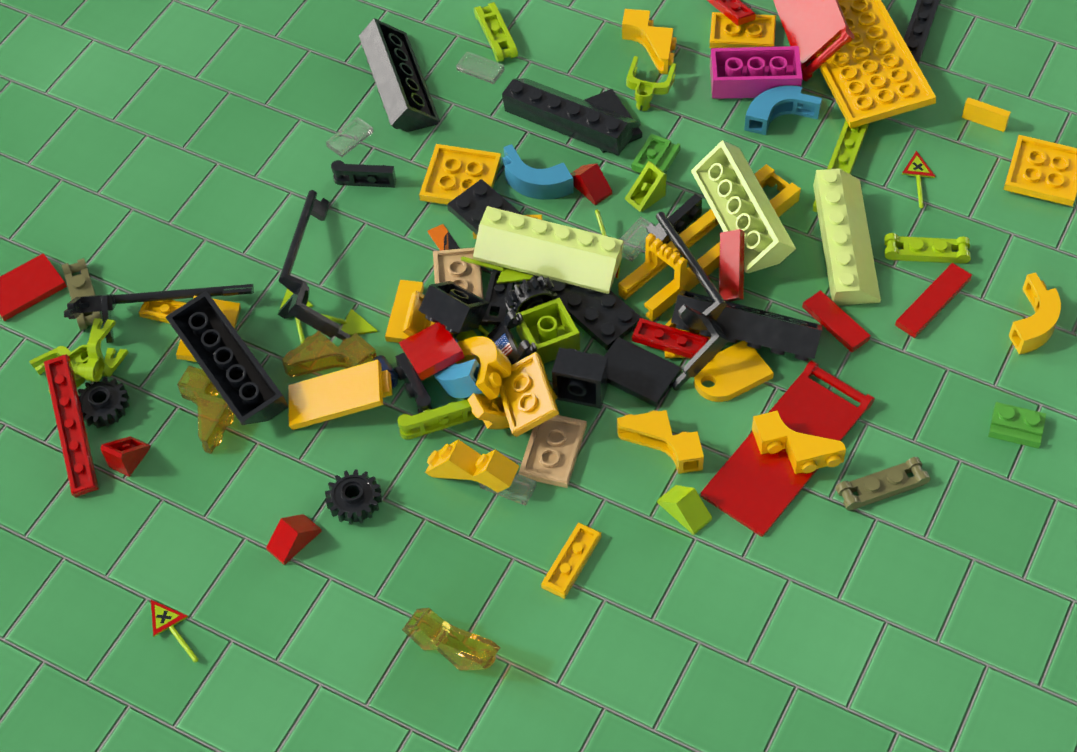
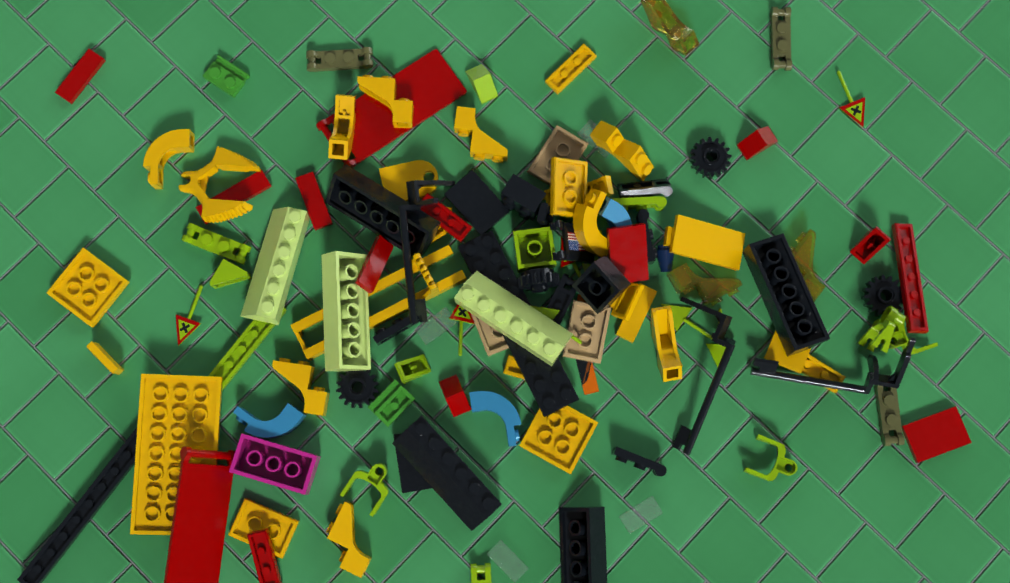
camera: 170 degrees left, 25 degrees up
(199, 209) = (780, 463): none -> lime piece
(286, 682) = (780, 38): none -> olive plate
(362, 281) = (665, 343): none -> yellow arch
(430, 436) = (645, 188): none -> black plate
(548, 357) = (544, 217): none -> black plate
(690, 155) = (364, 395): none -> black gear
(764, 149) = (302, 376): none -> yellow arch
(833, 384) = (344, 125): none -> yellow arch
(892, 219) = (228, 274): none -> lime slope
(959, 331) = (215, 209): none -> yellow piece

